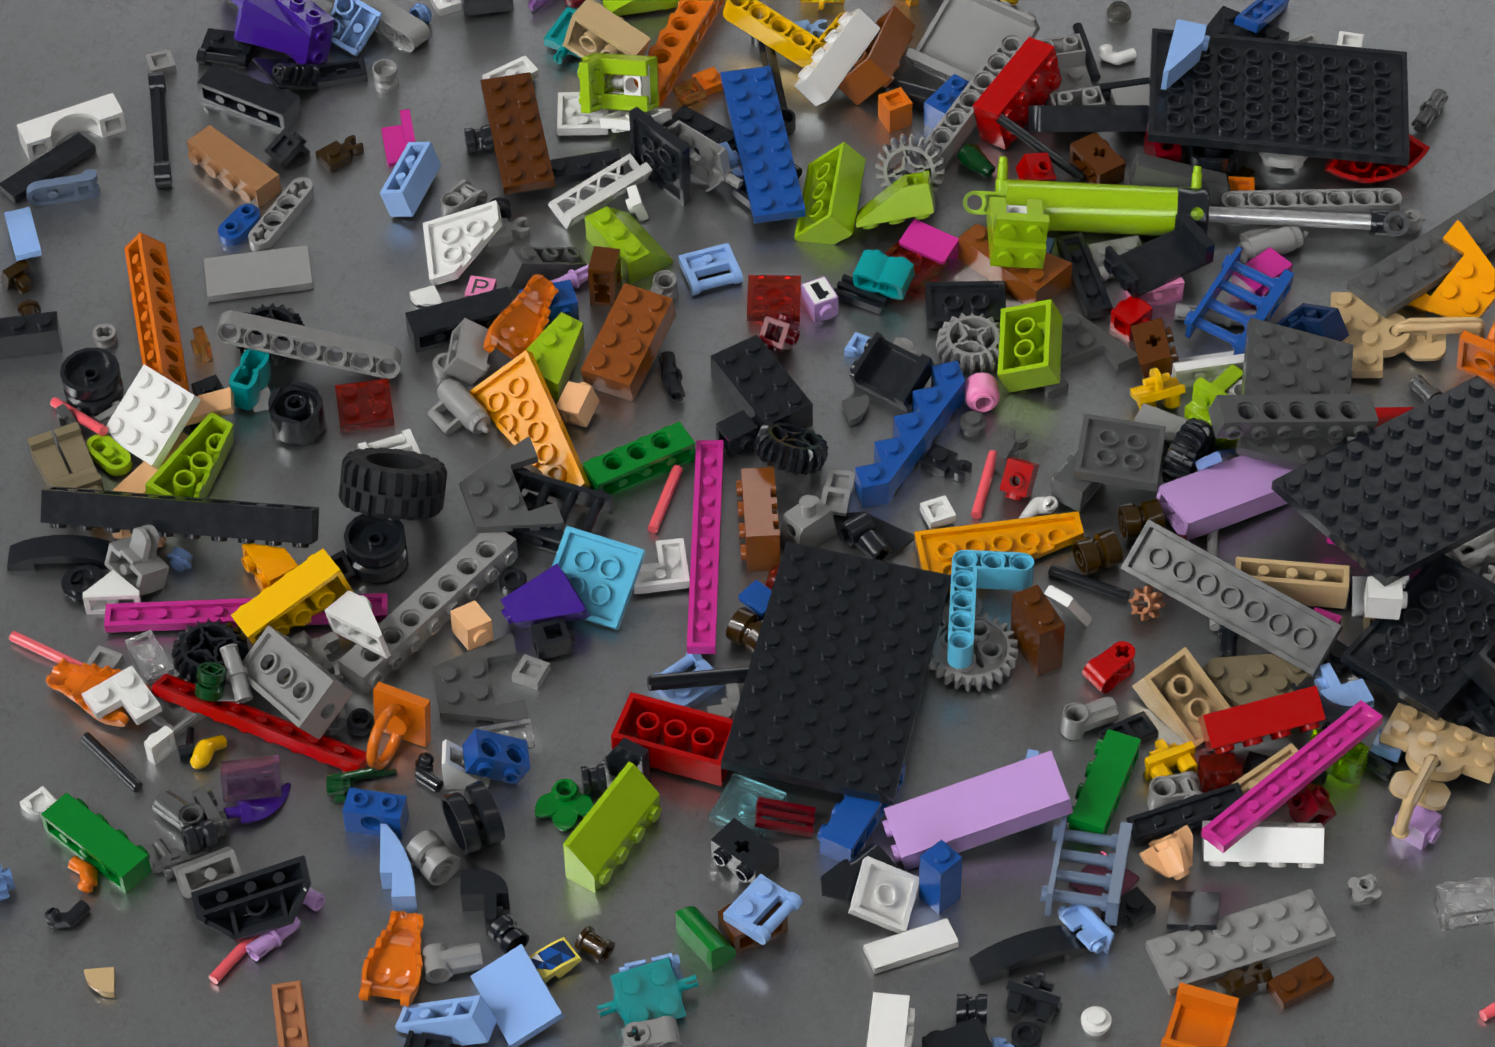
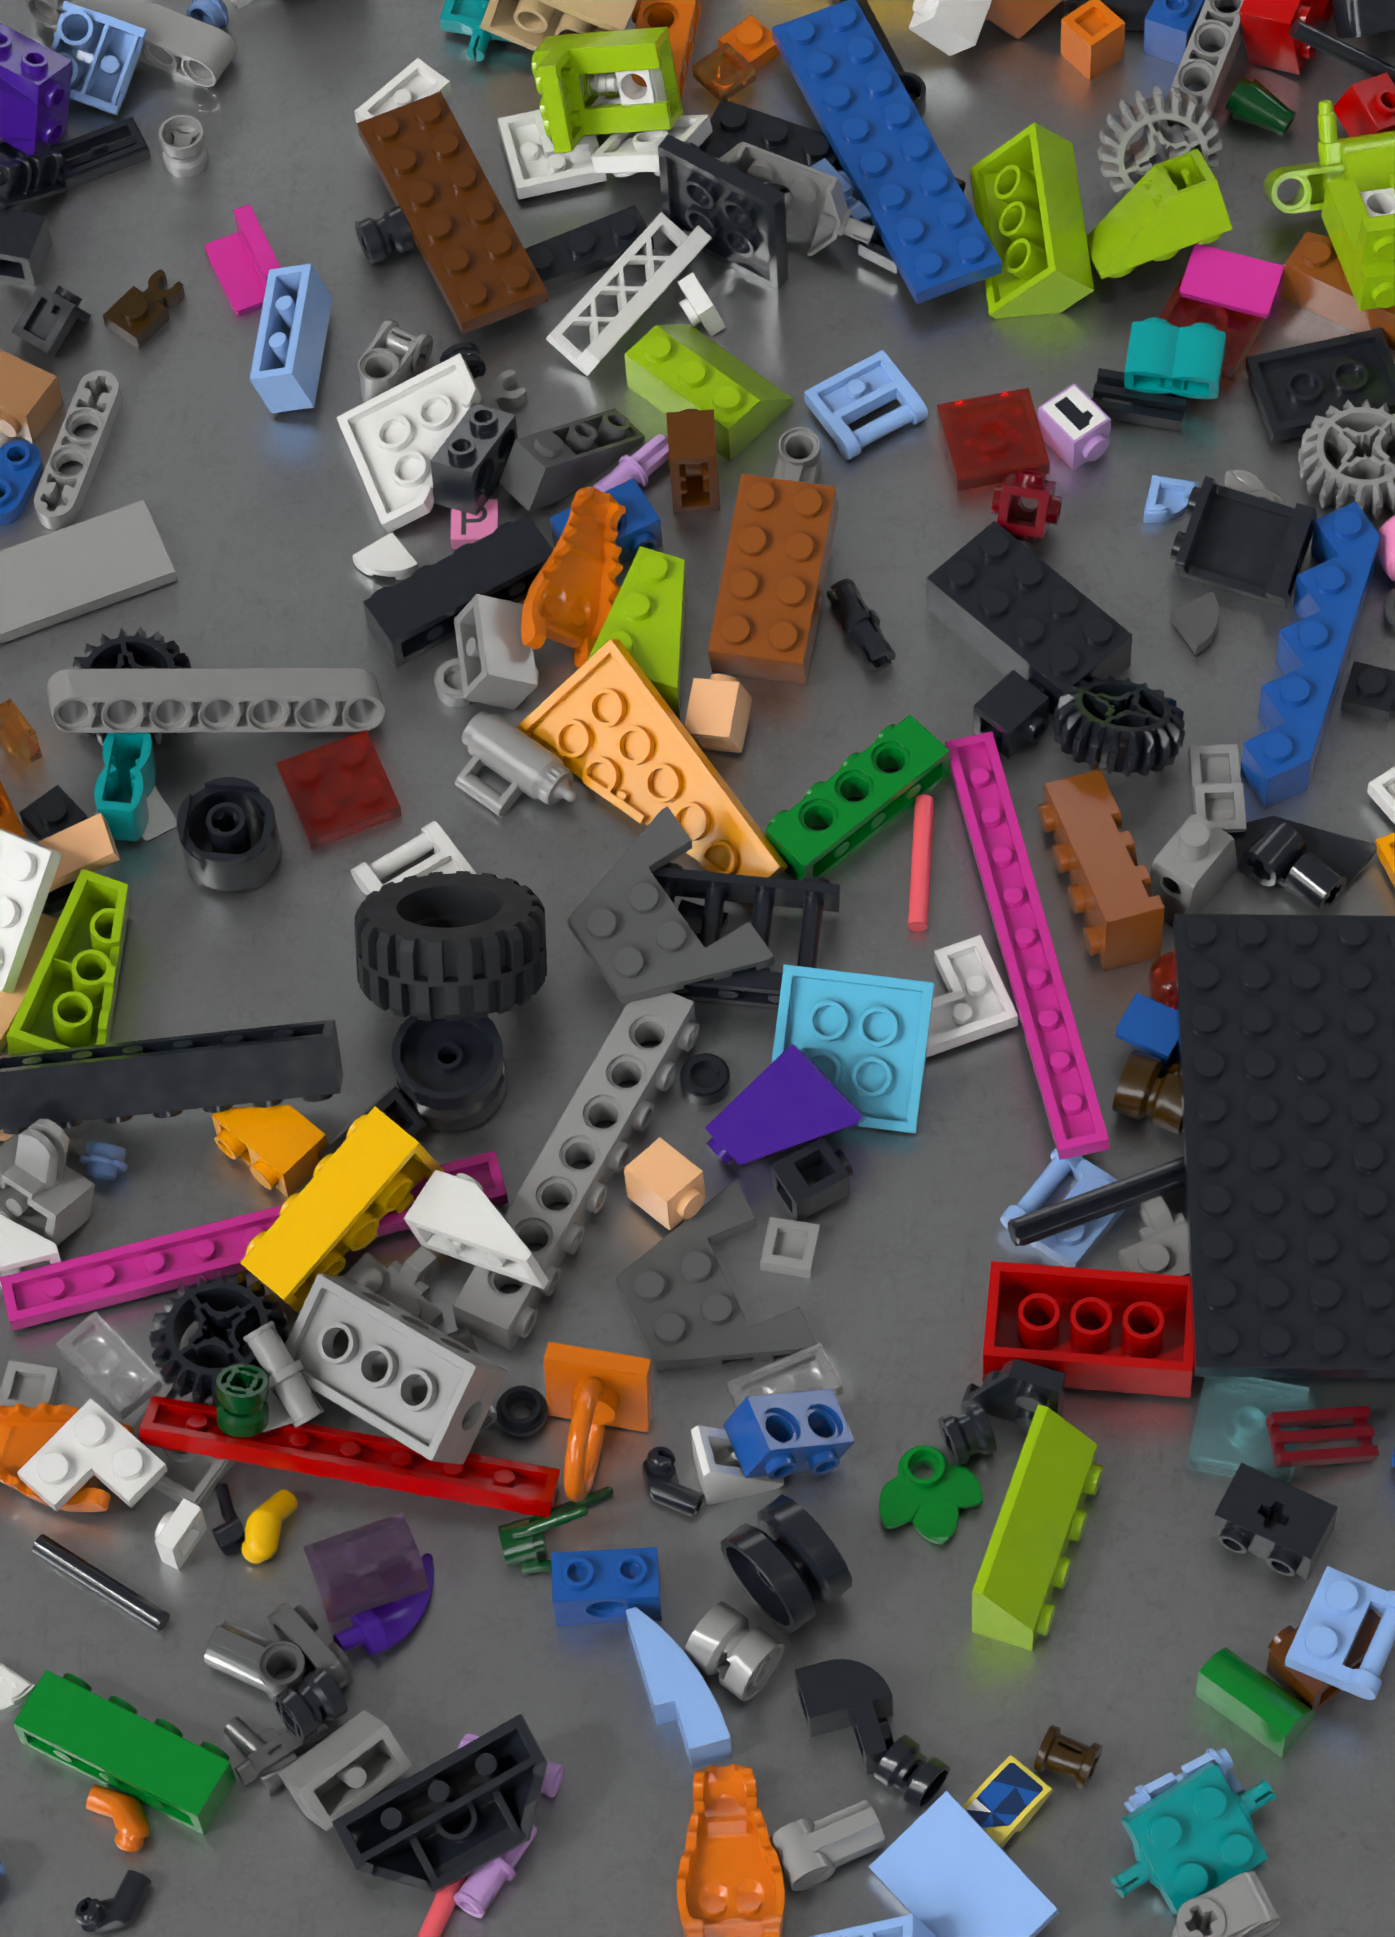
camera: 10 degrees left, 10 degrees up
(486, 254) = (473, 459): none -> black brick

